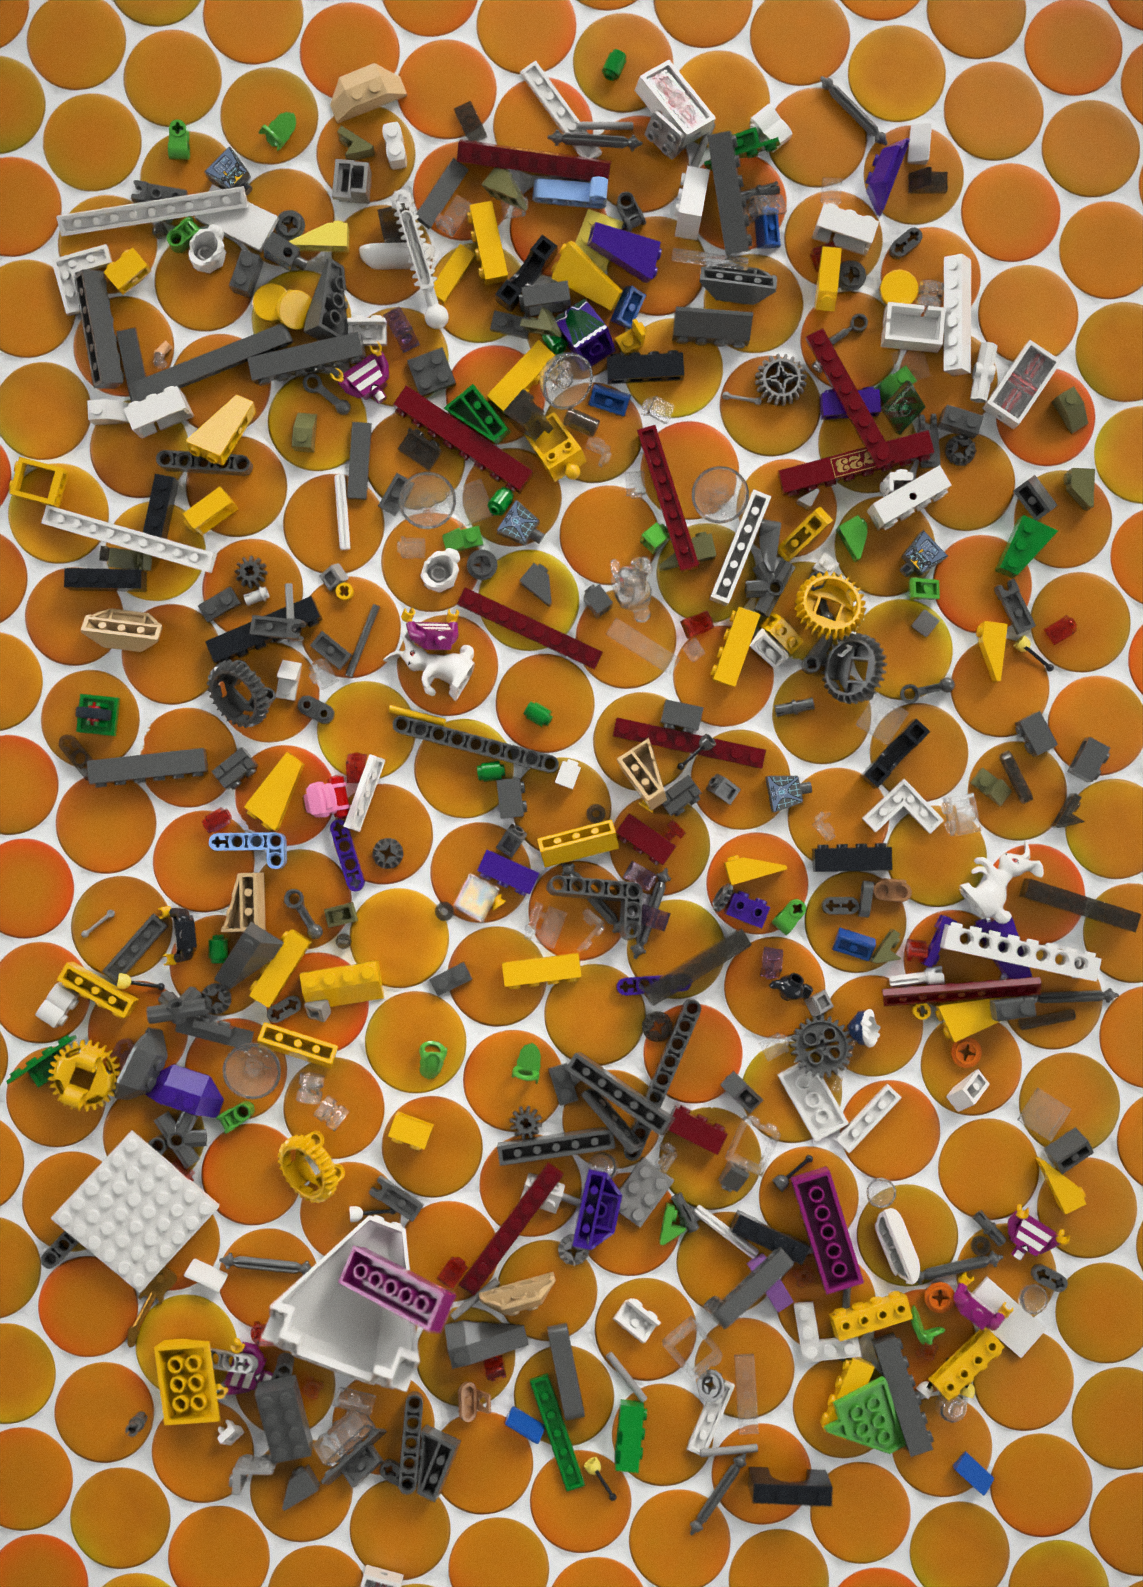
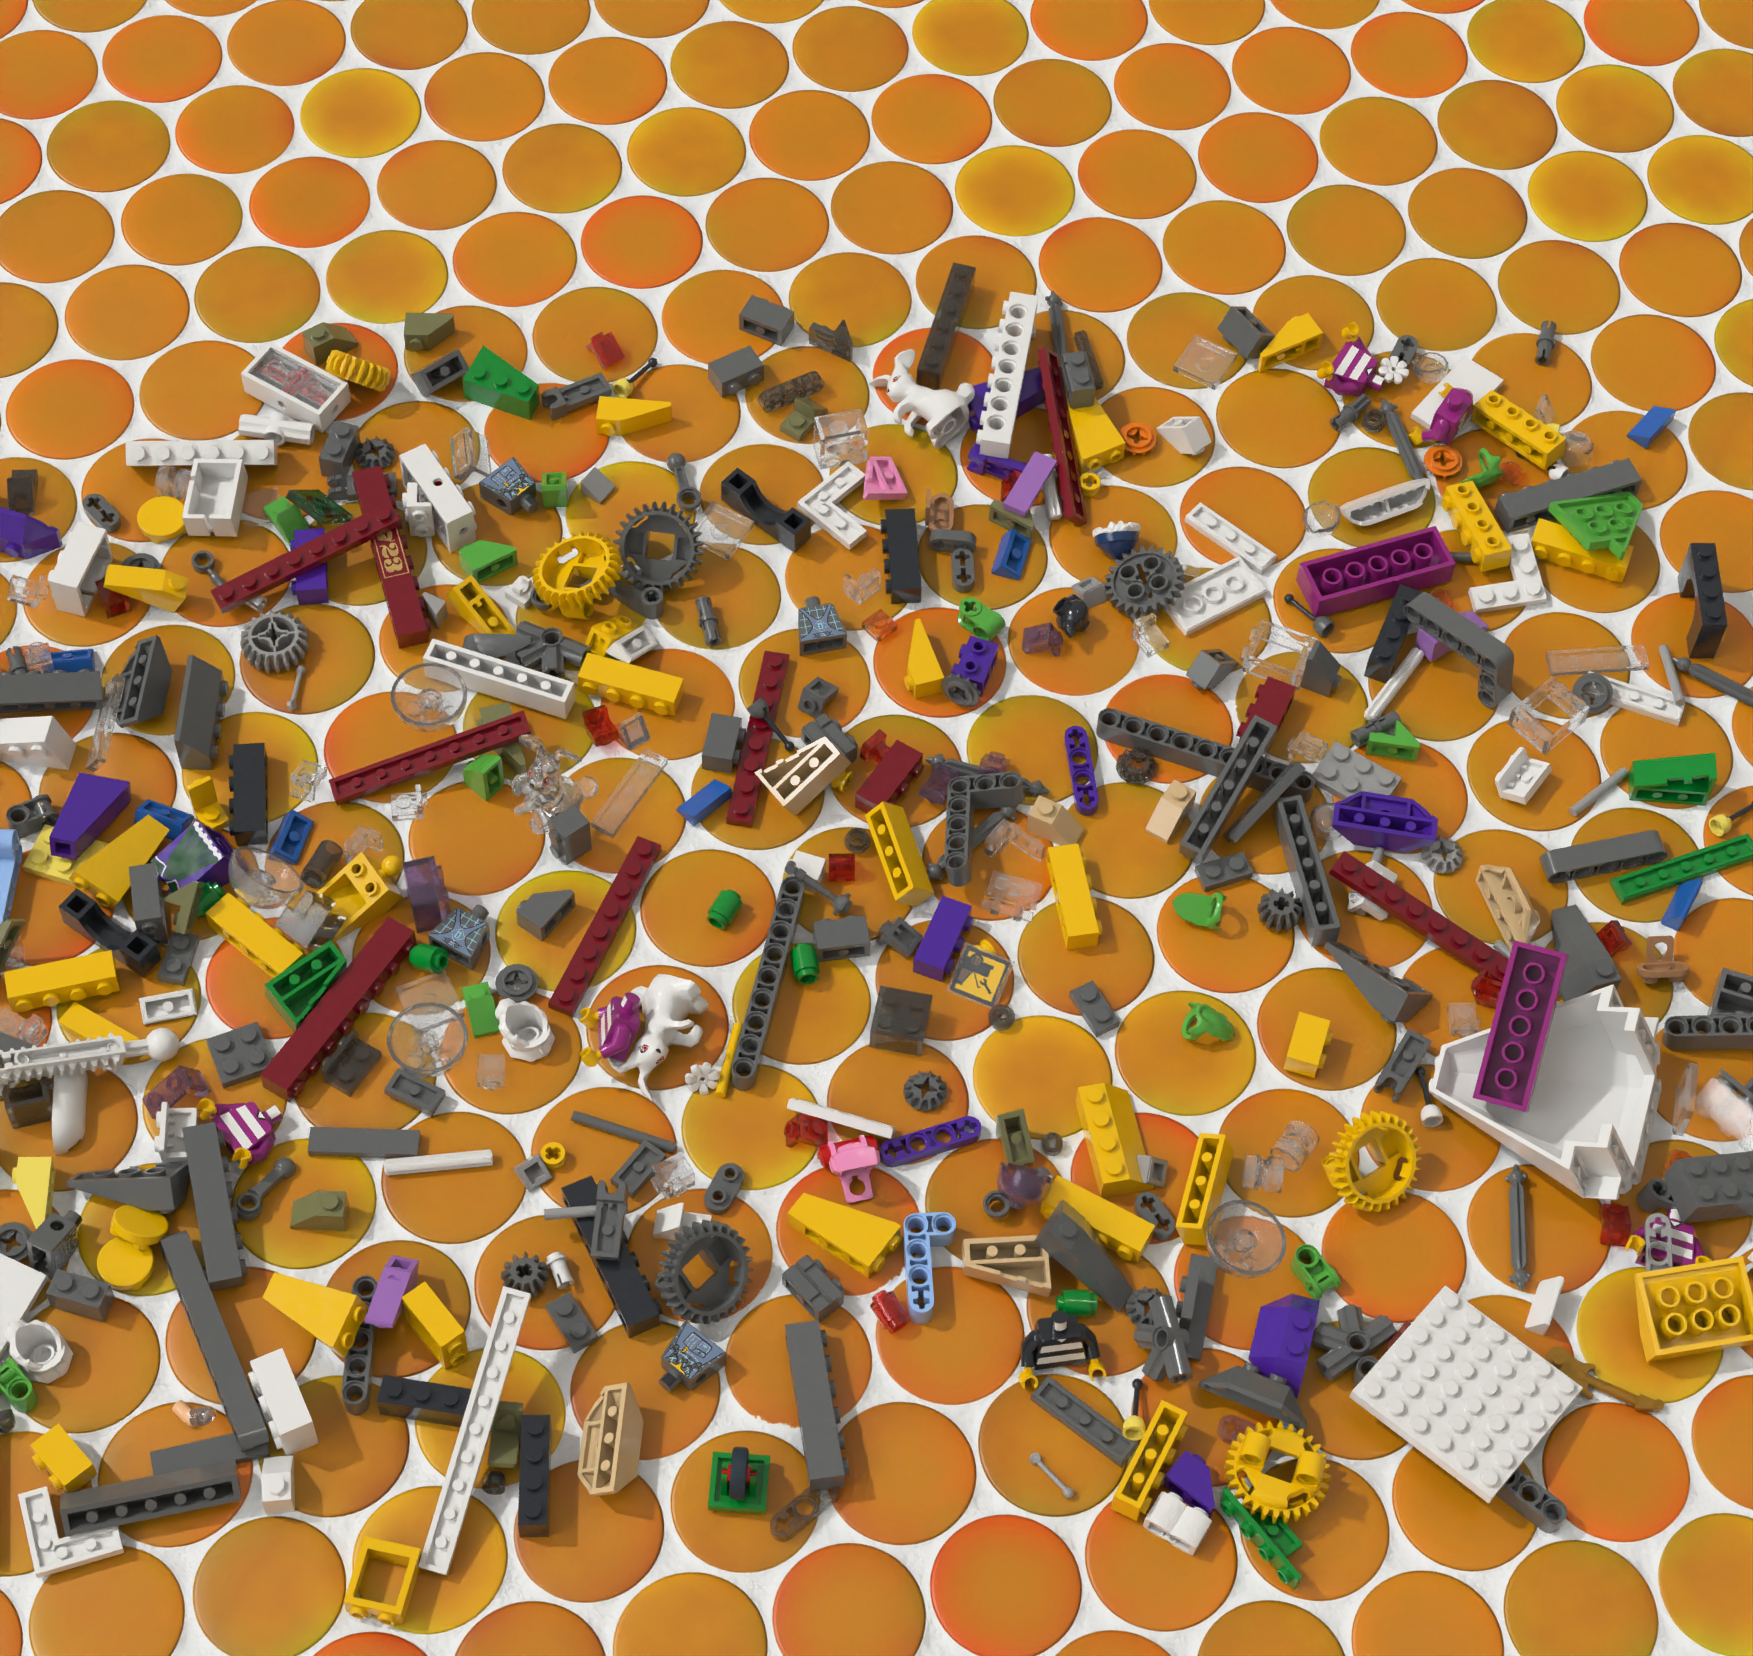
camera: 95 degrees left, 30 degrees down
(84, 1017) = (1192, 1482): none -> dark purple slope
(185, 683) = (690, 1359): none -> torso
(232, 481) = (395, 1281): none -> medium lavender slope
(299, 918) = (1022, 1185): none -> cylinder
(400, 695) = (702, 1078): none -> white plant
(433, 1246) = (1462, 1019): none -> clear bracket
(440, 838) = (900, 1021): none -> clear smoke brick
(458, 1191) = (1389, 995): none -> dark grey wedge
(473, 319) = (168, 1006): none -> white slope
(540, 799) = (840, 903): none -> dark grey piece
(550, 497) = (426, 893): none -> brick
(570, 801) = (842, 867): none -> clear red tile
(604, 961) = (1053, 822): none -> tan slope
(612, 1048) = (1171, 811): none -> tan slope
(633, 701) = (705, 802): none -> blue slope
(696, 967) = (1055, 716): clear smoke brick -> none
(789, 838) = (879, 625): none -> clear orange plate
(912, 962) = (1029, 484): none -> medium lavender tile
(925, 846) = (883, 480): none -> bright pink wing
(957, 524) = (470, 454): none -> clear panel
(986, 1385) = (1544, 410): none -> clear slope
(1029, 1268) = (1393, 370): none -> white plant
(1034, 432) = (358, 370): none -> yellow gear
(1059, 1398) = (1545, 343): none -> dark grey pin

